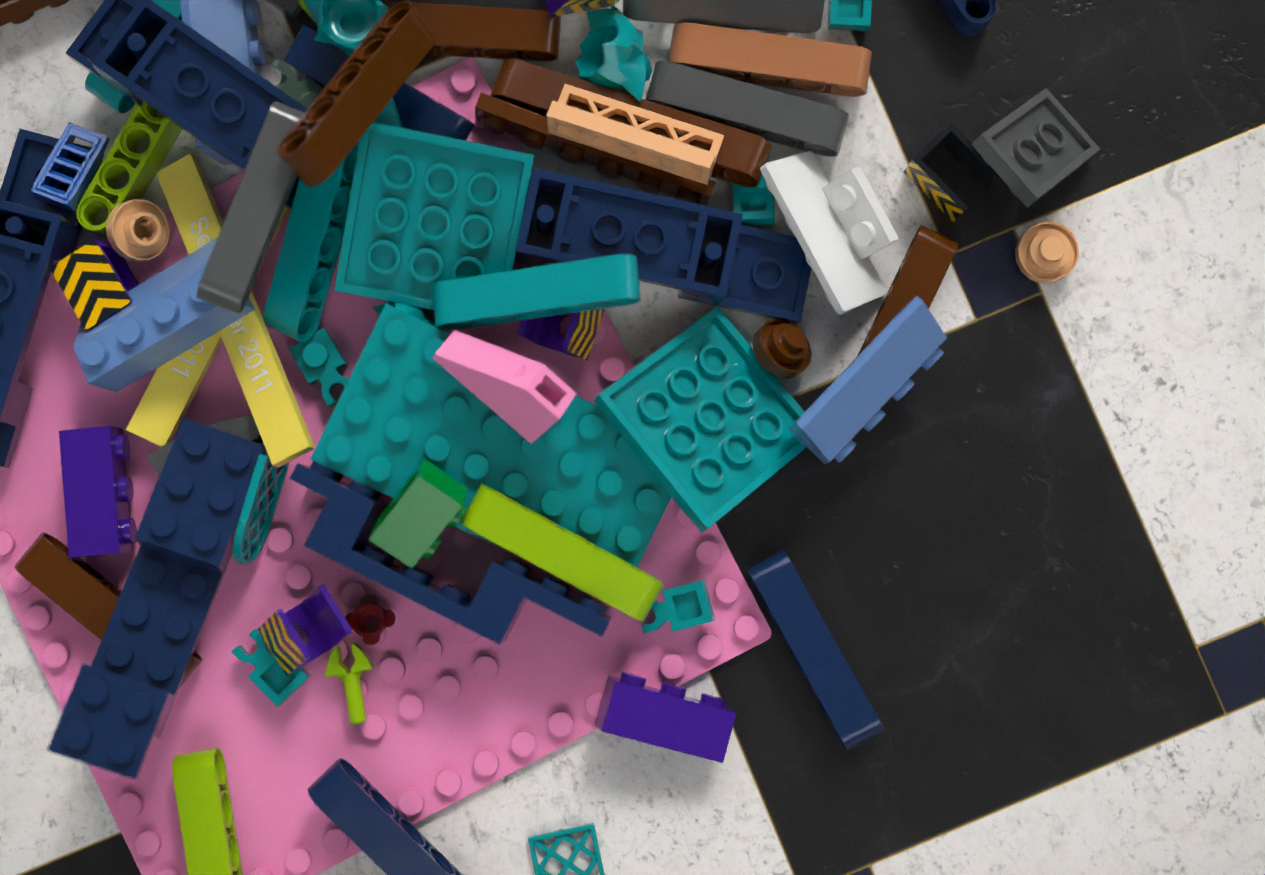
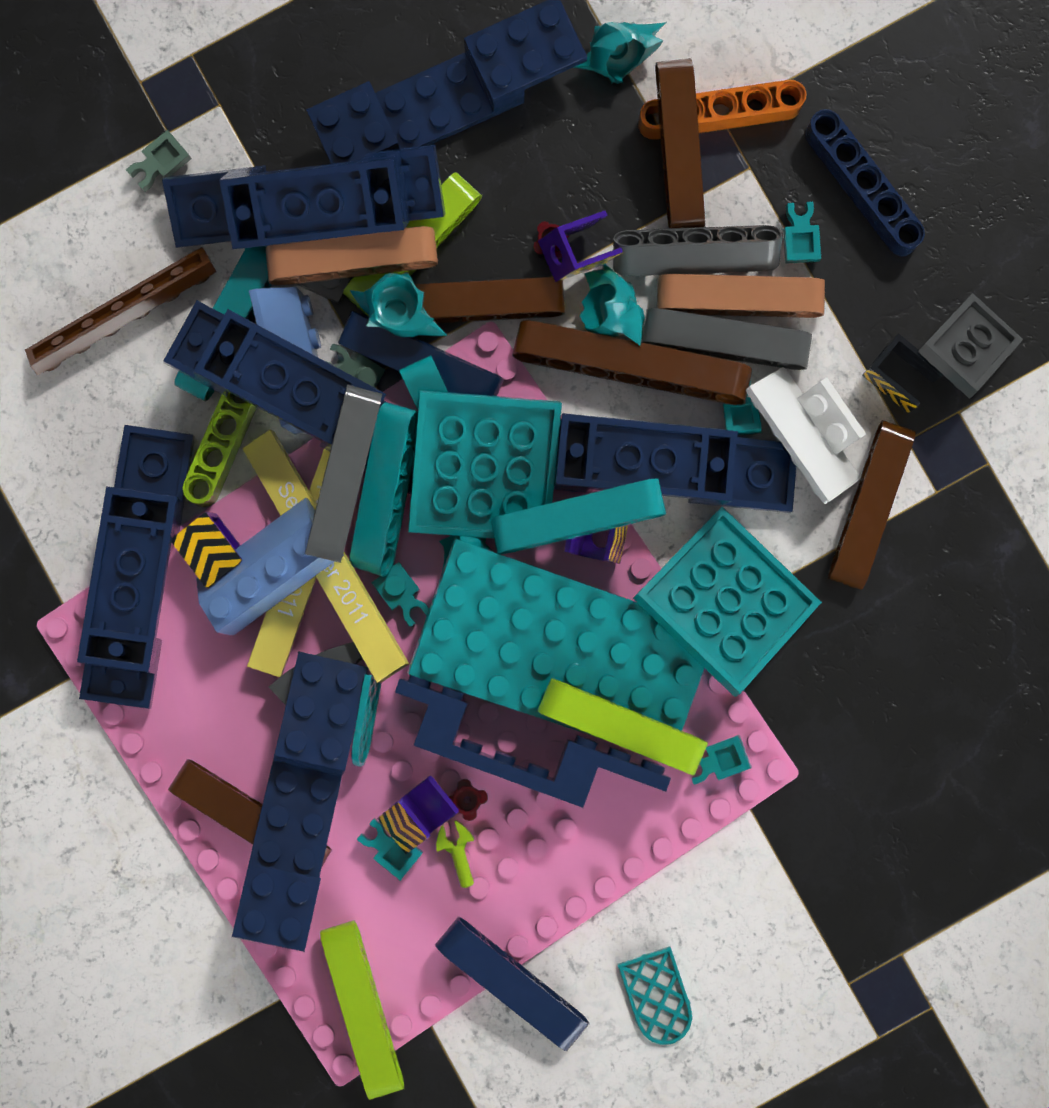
camera: 10 degrees left, 0 degrees up
(50, 173) = (164, 479): blue slope -> none
(97, 491) = (229, 720): dark purple brick -> none
(138, 230) = (235, 498): light nougat plate -> none
(357, 94) = (414, 371): reddish brown beam -> none
(419, 514) = (504, 708): green brick -> none
(511, 385) = (566, 594): bright pink slope -> none
(532, 128) = (590, 387): reddish brown plate -> none
(634, 141) = (639, 381): light nougat fence -> none
(665, 717) = (721, 851): dark purple brick -> none
(782, 348) = (780, 535): reddish brown plate -> none
(815, 650) = (836, 782): dark blue beam -> none
(869, 382) = (856, 557): medium blue slope -> none
(1047, 252) = (989, 430): light nougat plate -> none

